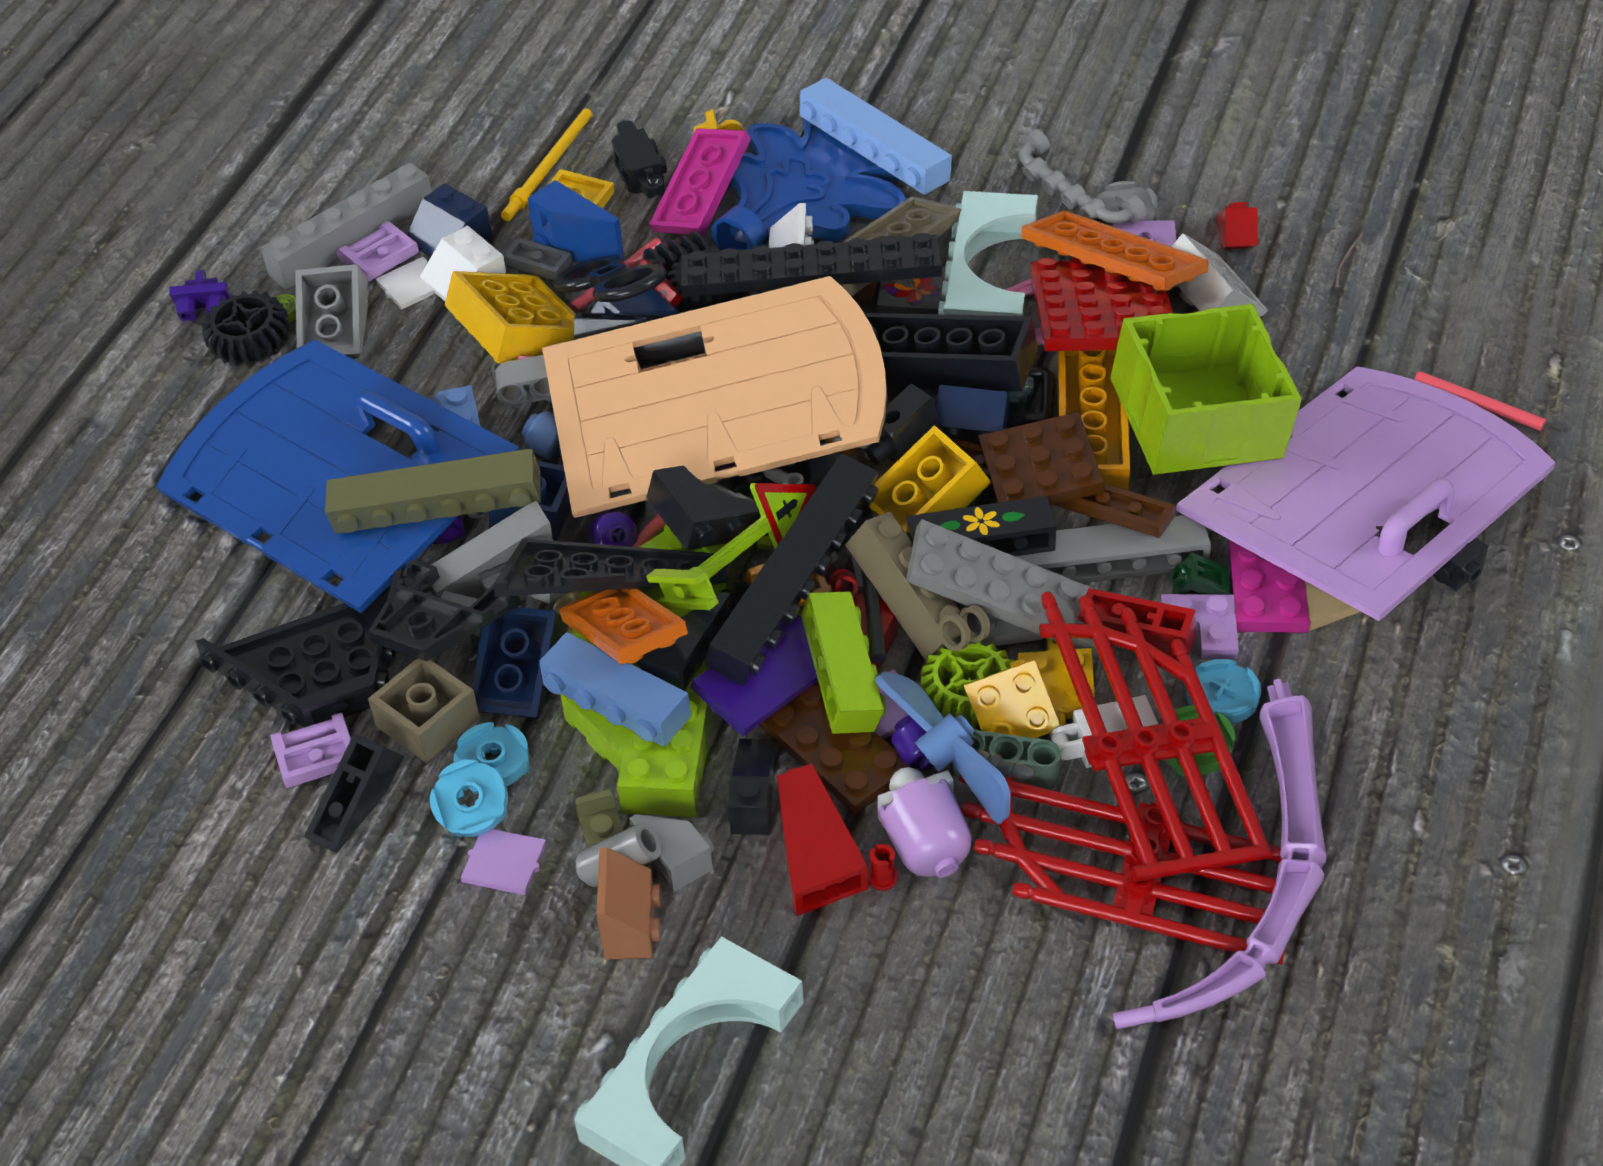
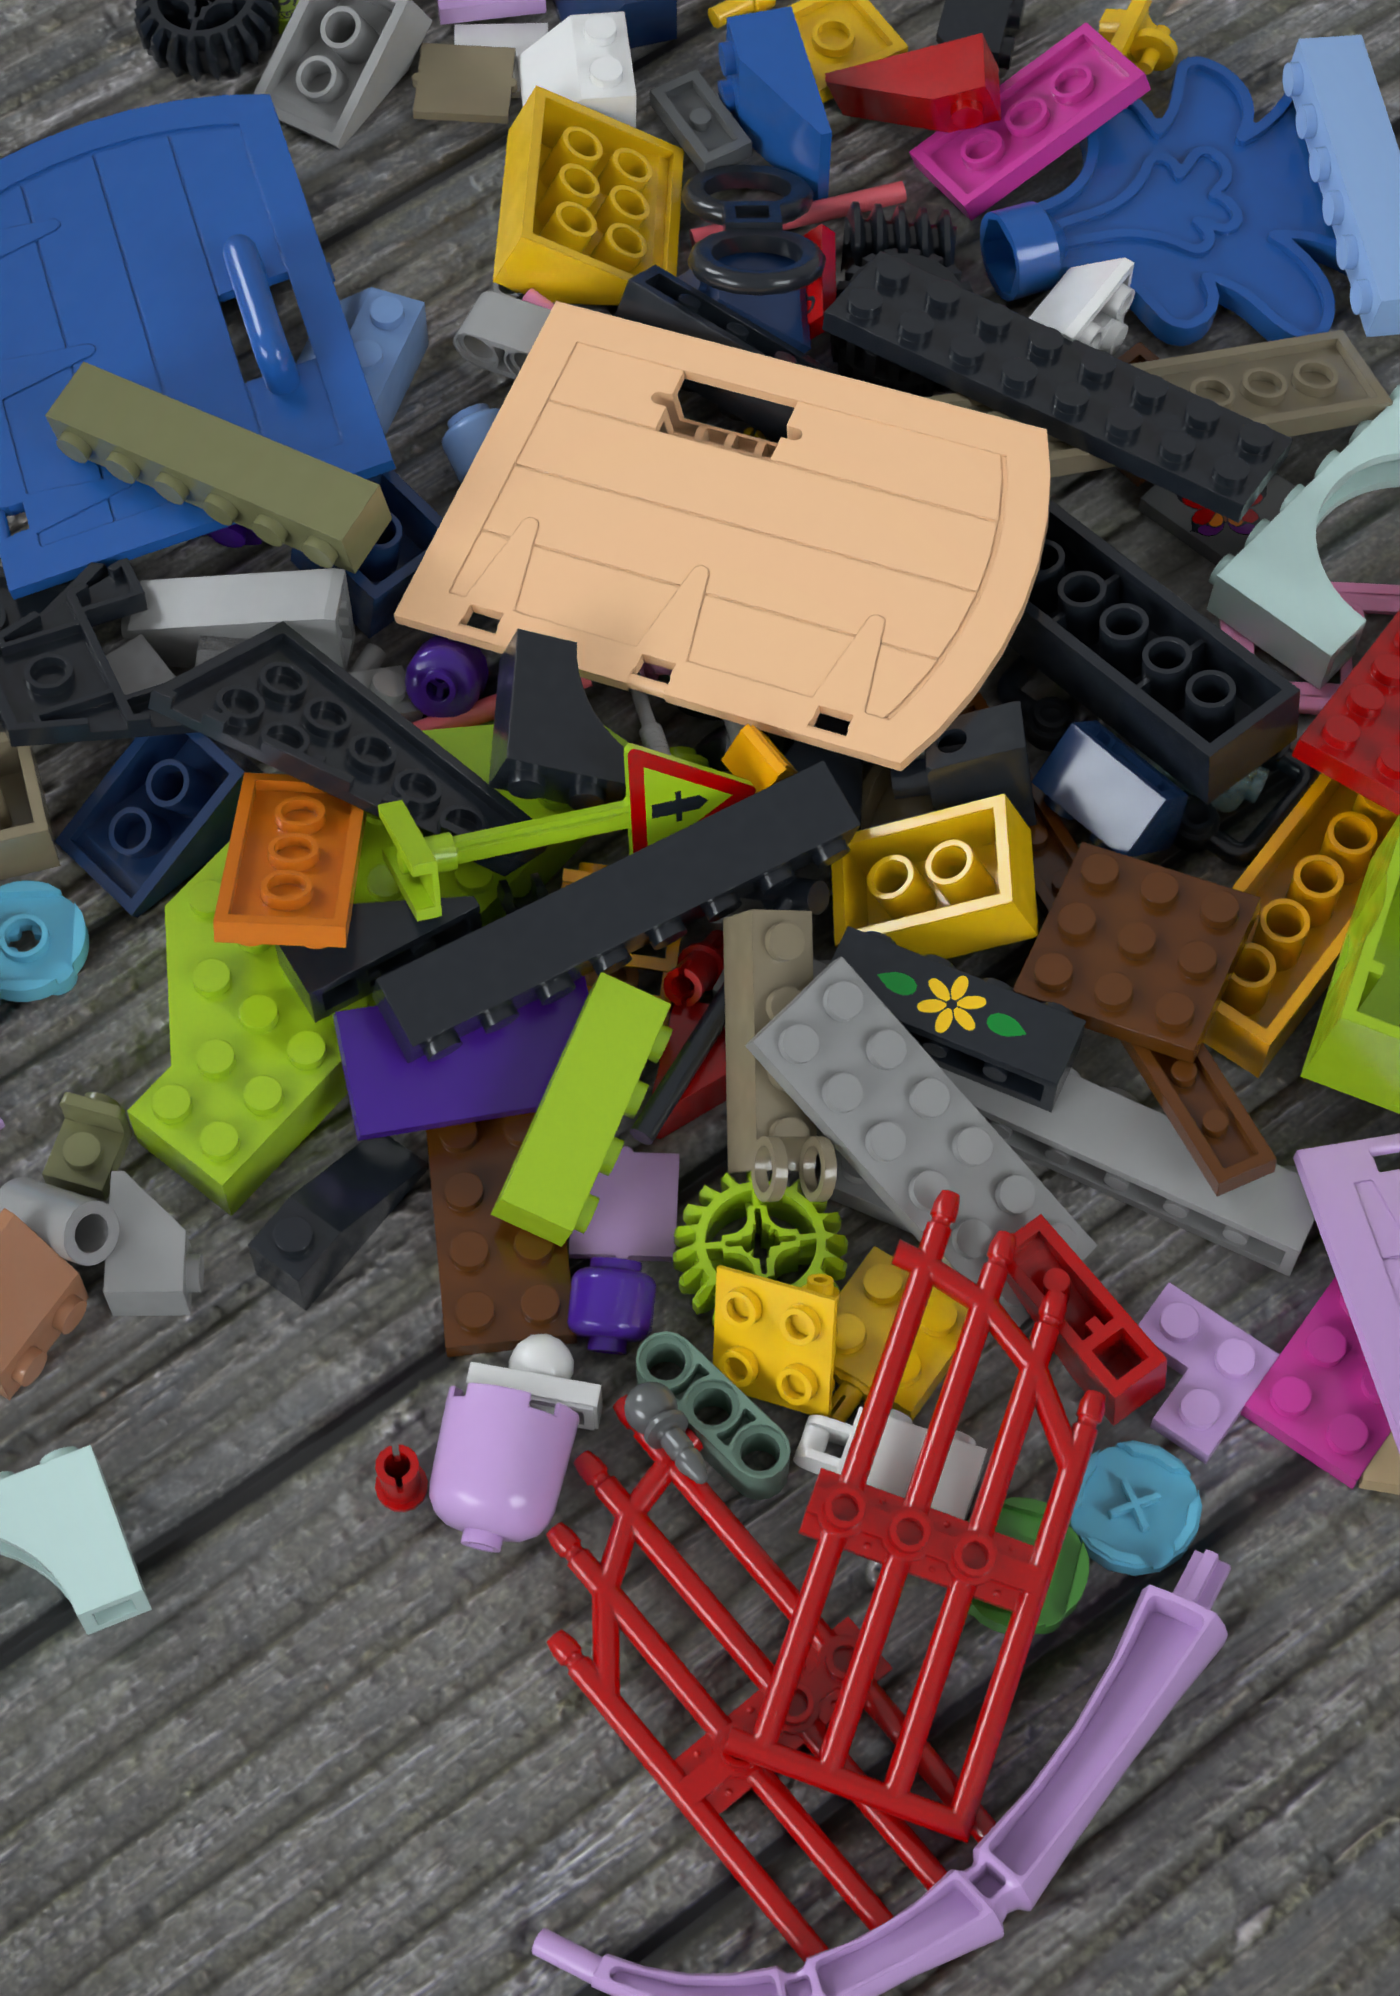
camera: 30 degrees right, 15 degrees up
(403, 298) = (464, 83): none -> dark tan piece
(615, 690) = (223, 982): medium blue brick -> none
(642, 189) = (927, 88): none -> red slope
(806, 472) = (757, 759): none -> light orange slope
(818, 846) = (341, 1377): red slope -> none
(948, 742) = (628, 1336): medium blue piece -> none
(1200, 576) = (1251, 1293): dark green bracket -> none

